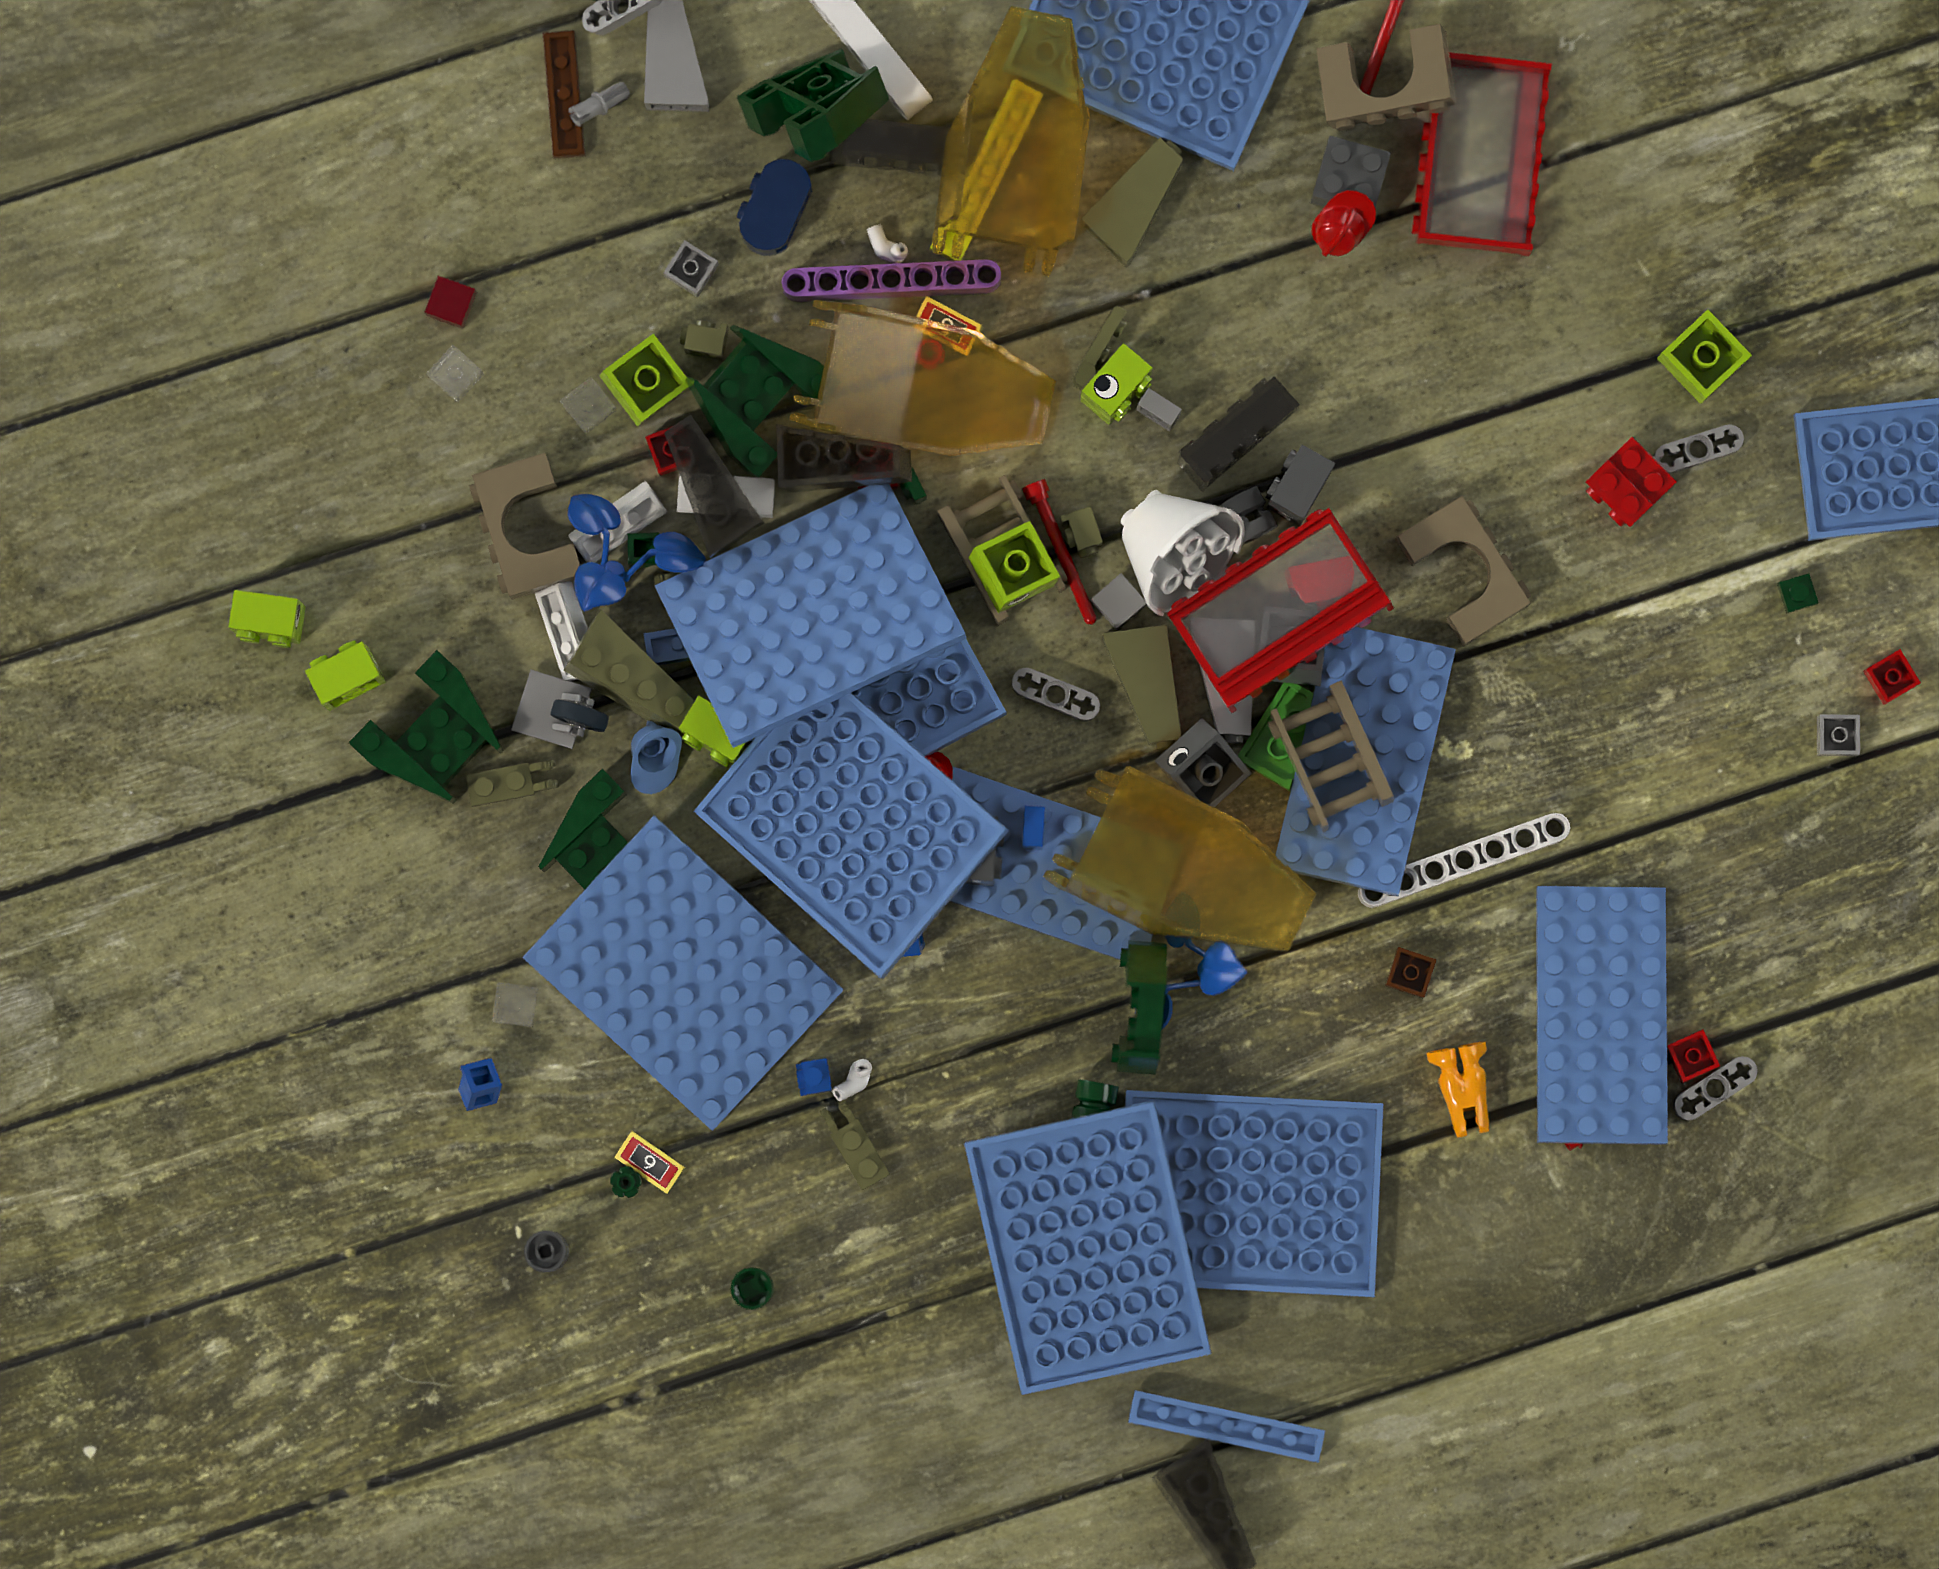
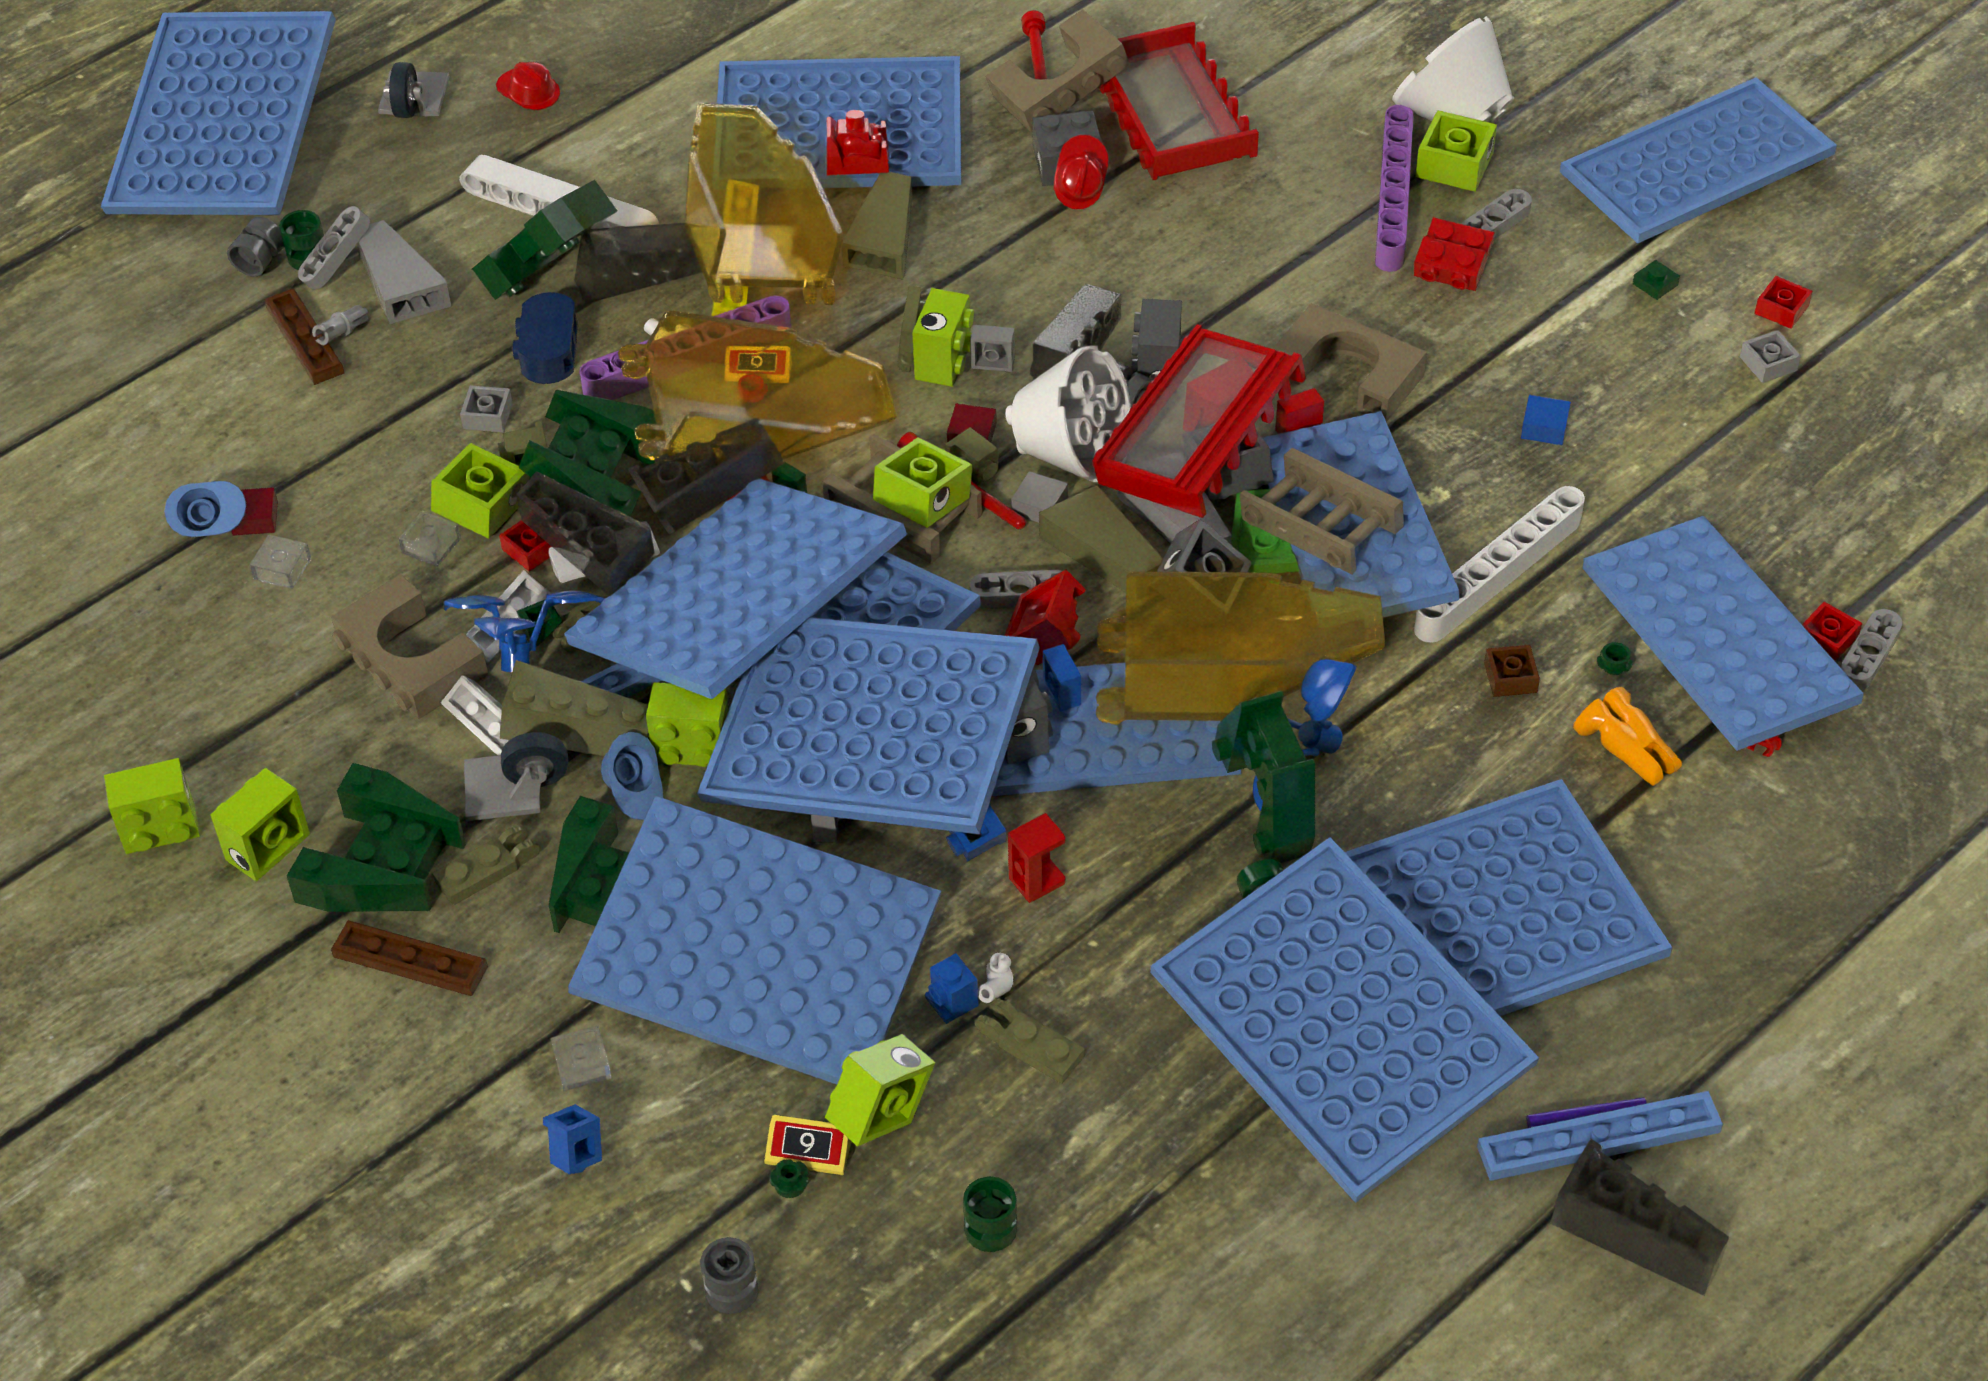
camera: 25 degrees left, 35 degrees down
(407, 295) = (205, 508): none -> medium blue piece
(421, 846) = (409, 958): none -> reddish brown tile
(714, 1155) = (879, 1089): none -> lime brick
(931, 994) = (1030, 859): none -> red panel
(1052, 750) = (1048, 613): none -> red brick
(1099, 490) = (979, 418): none -> dark red piece
(1147, 104) = (856, 145): none -> red brick
(1230, 1400) = (1566, 1114): none -> dark purple bar
(1389, 620) = (1299, 411): none -> red piece
(1494, 1007) = (1615, 658): none -> dark green plate
(1598, 716) = (1545, 420): none -> blue piece
(1636, 358) = (1394, 188): none -> medium lavender beam
(1749, 280) = (1461, 77): none -> white cone

